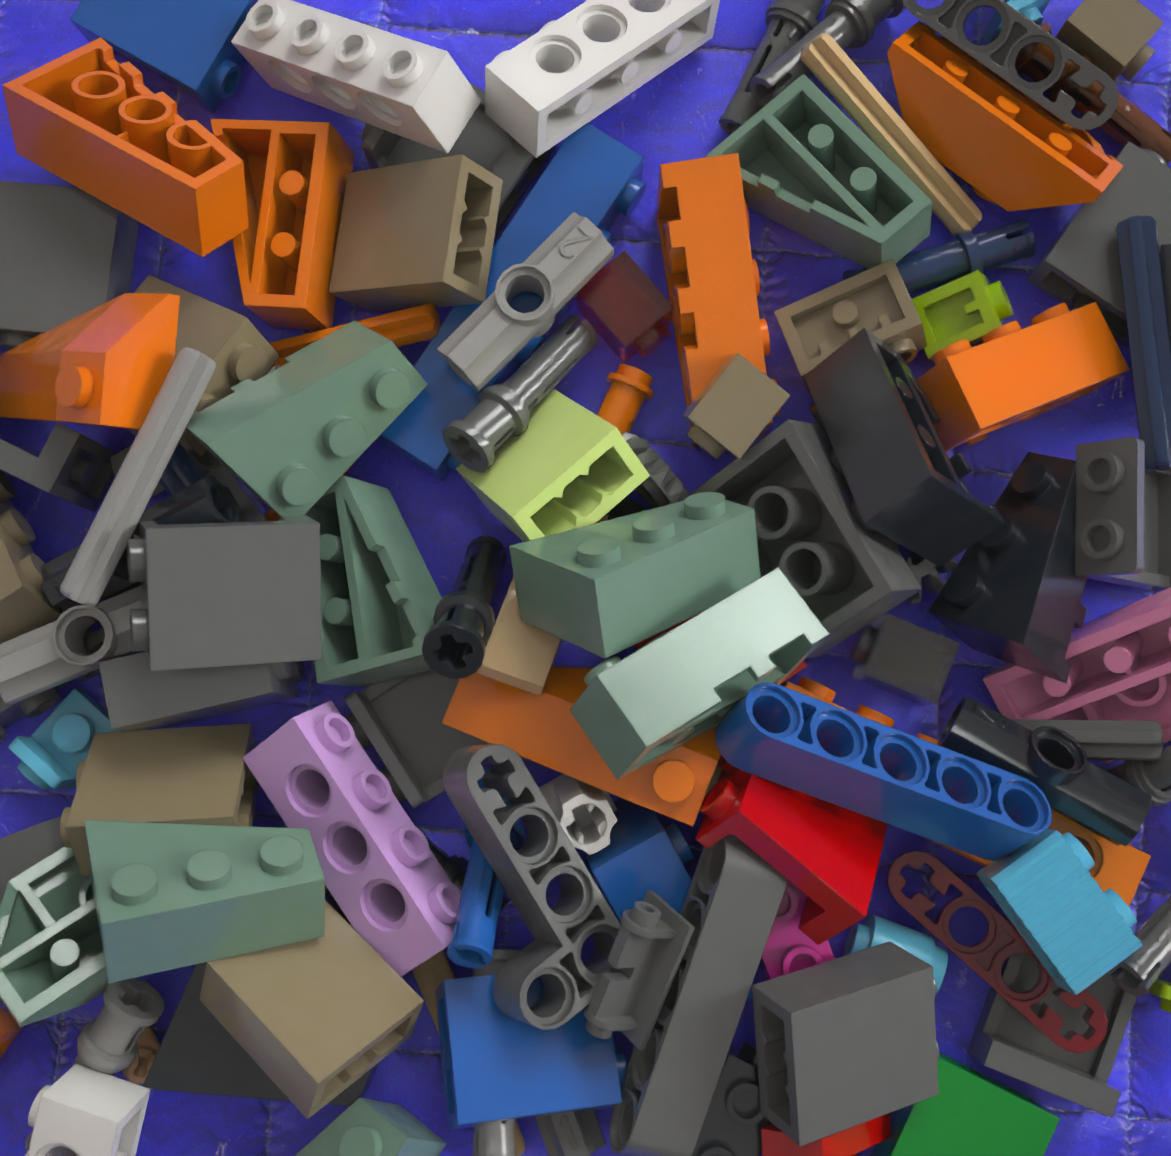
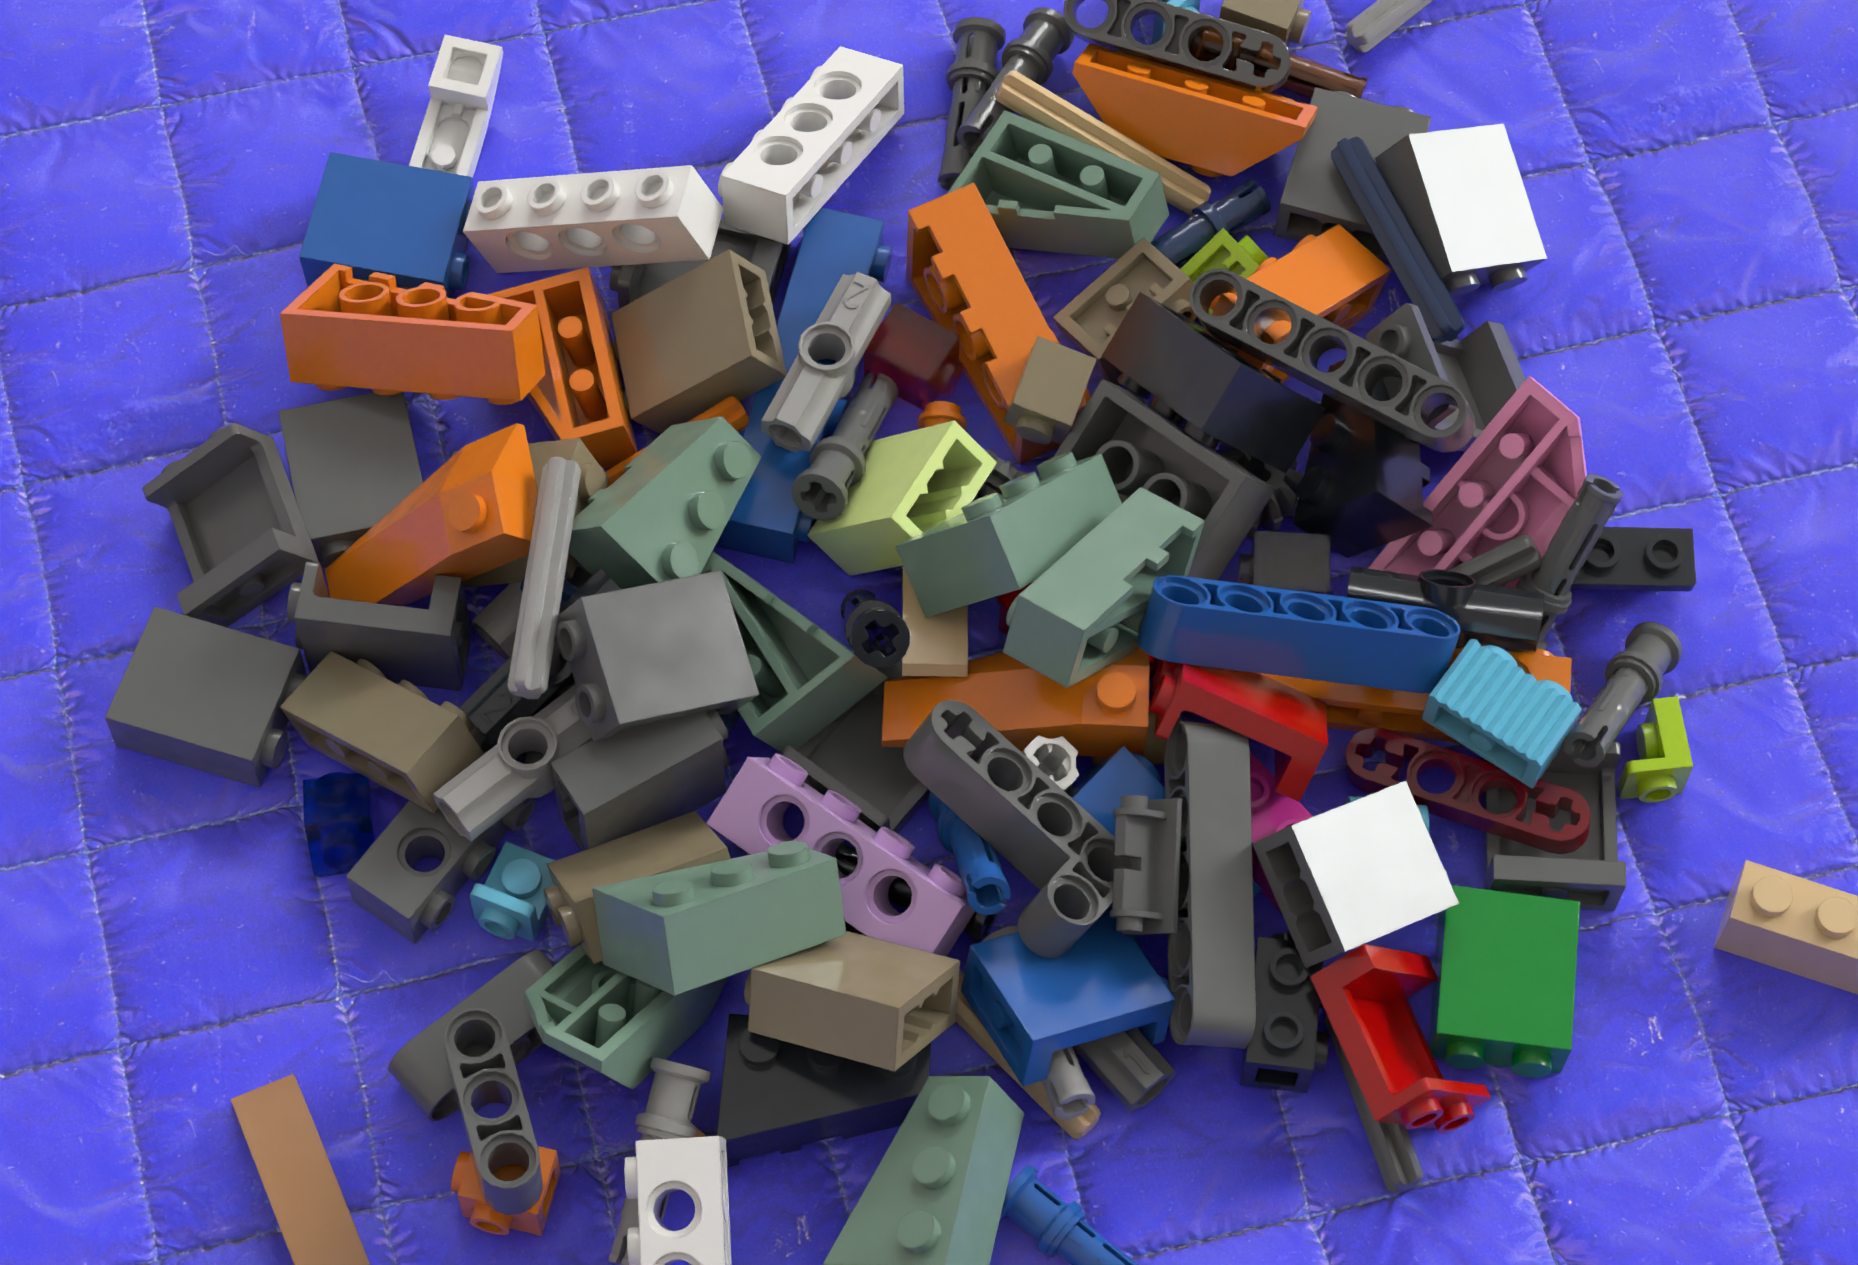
camera: 25 degrees left, 20 degrees down
(997, 468) = (1350, 383): none -> dark grey beam

